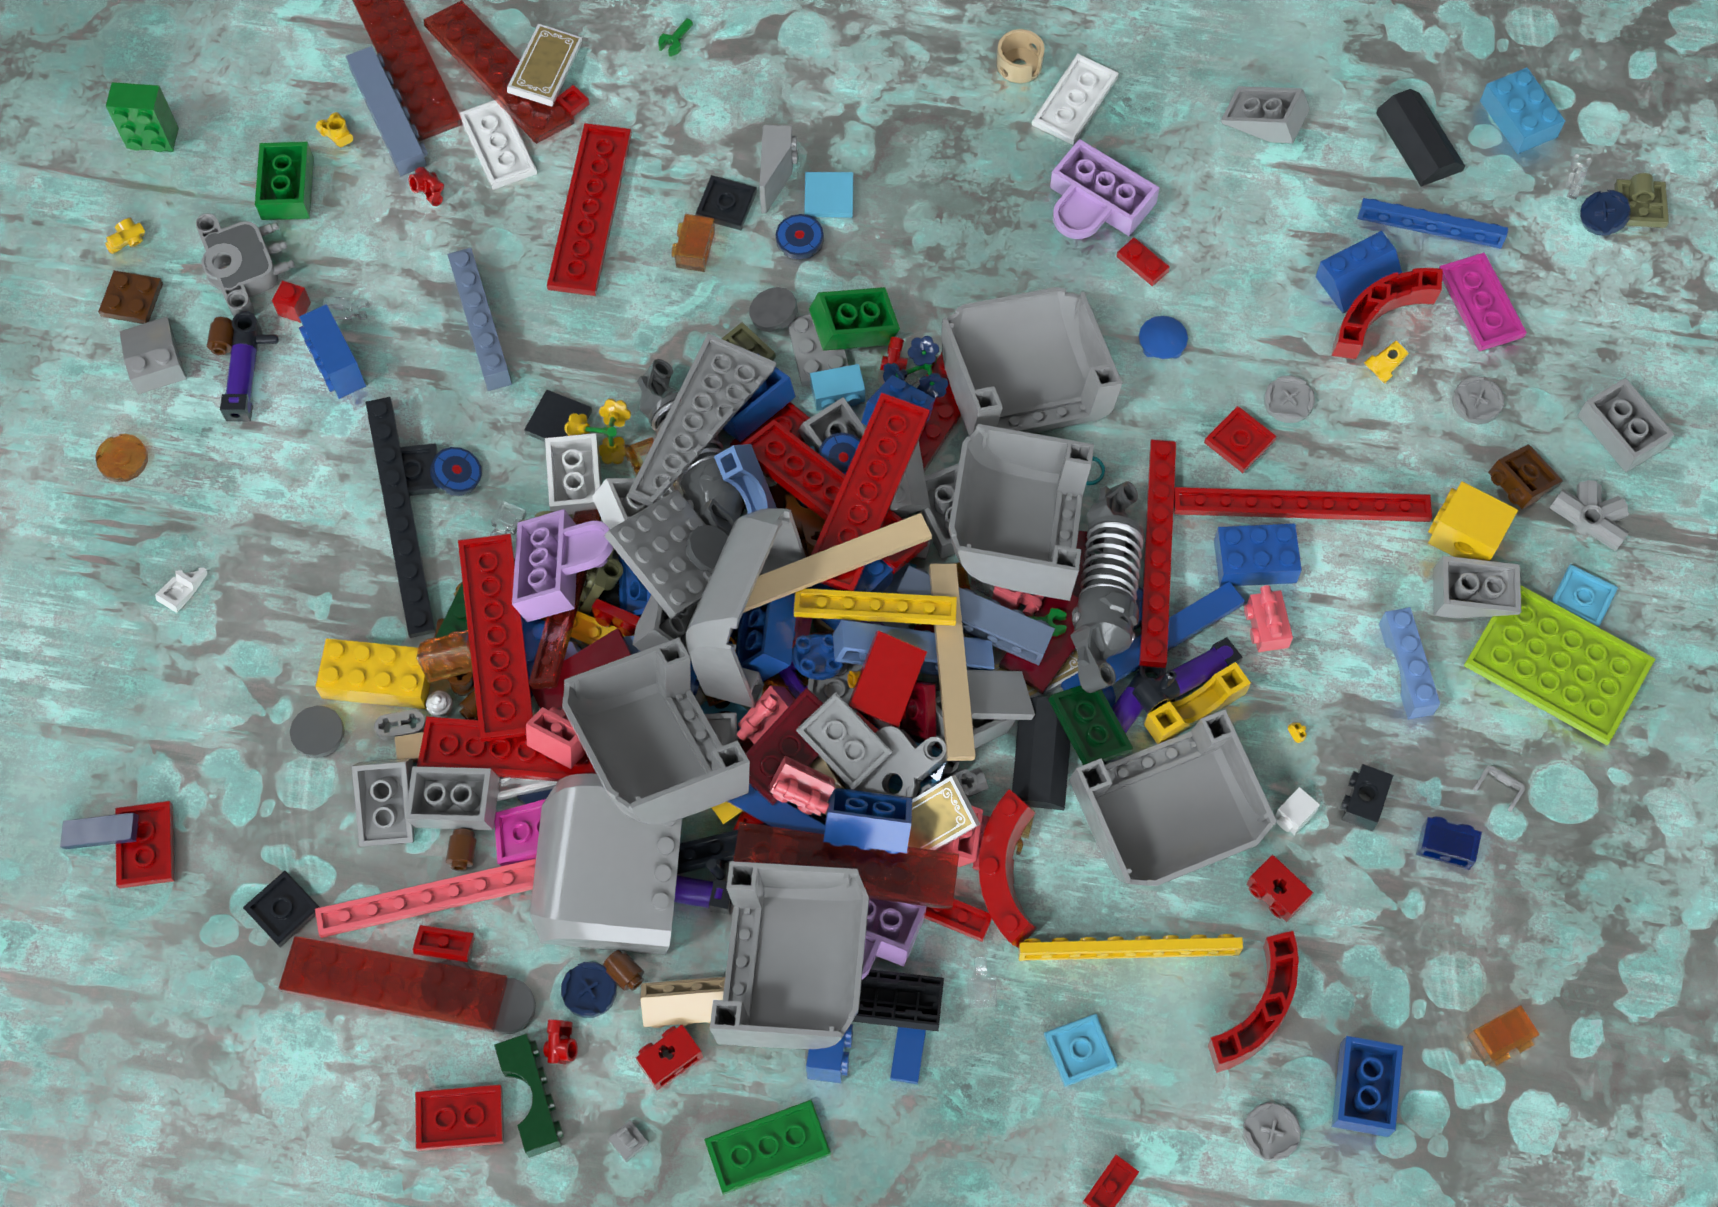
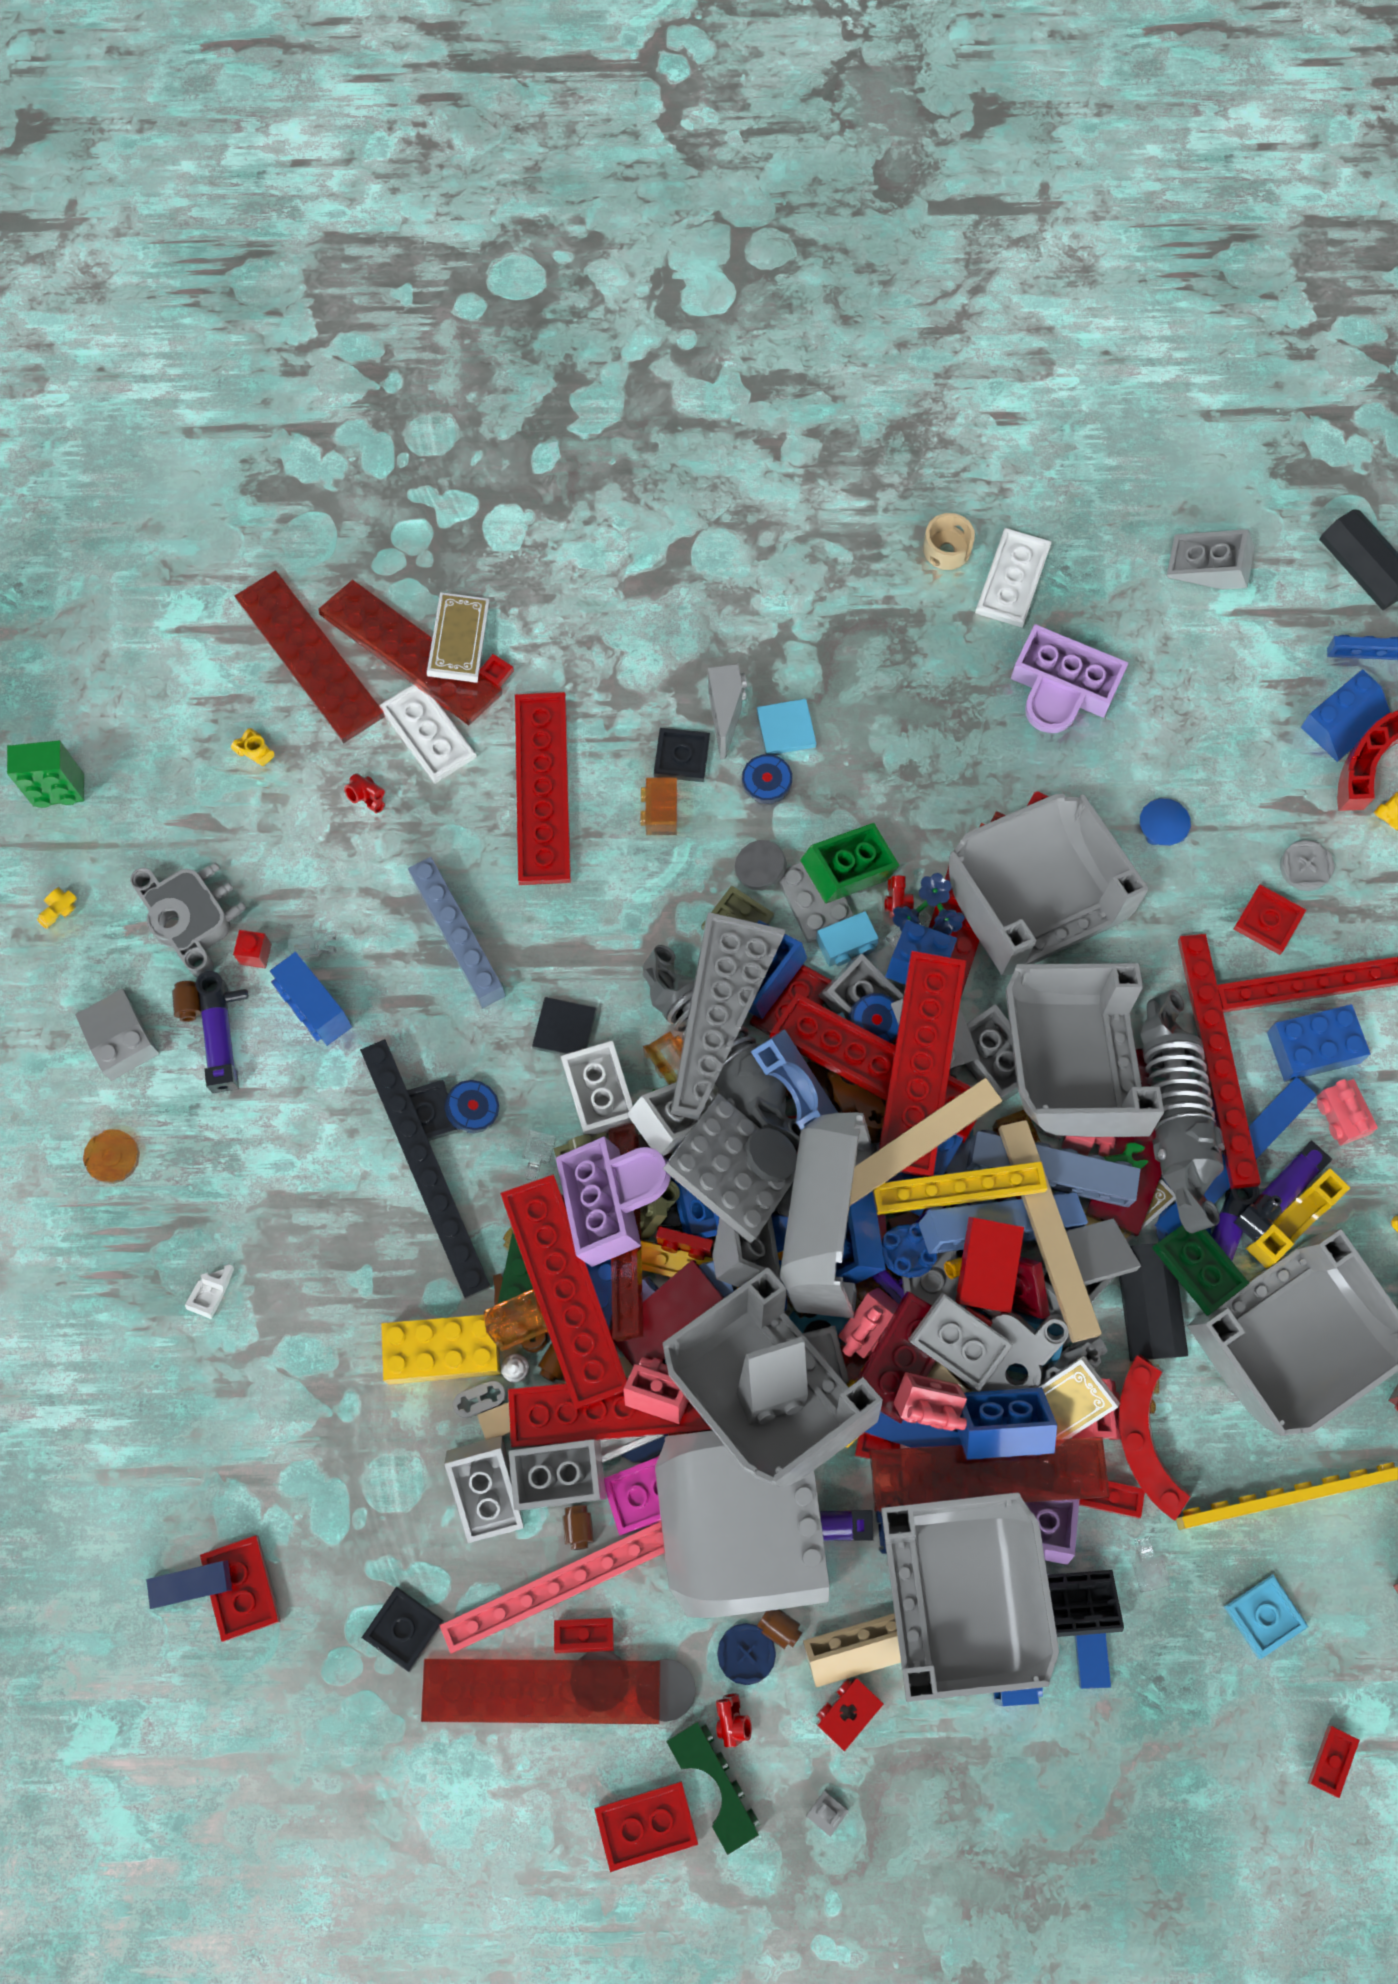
camera: 10 degrees left, 5 degrees up
(130, 297) = (78, 974): reddish brown plate -> none
(284, 180) = (213, 815): green brick -> none
(317, 731) = (393, 1424): dark grey tile -> none
(386, 110) = (302, 717): sand blue brick -> none
(613, 414) = (627, 1046): yellow plant -> none
(658, 732) = (774, 1381): none -> light grey slope
(673, 40) = (585, 582): green bar -> none
(709, 853) = (847, 1476): black plate -> none
(767, 1147) = (972, 1789): green tile -> none
(1143, 261) = (1124, 742): red plate -> none

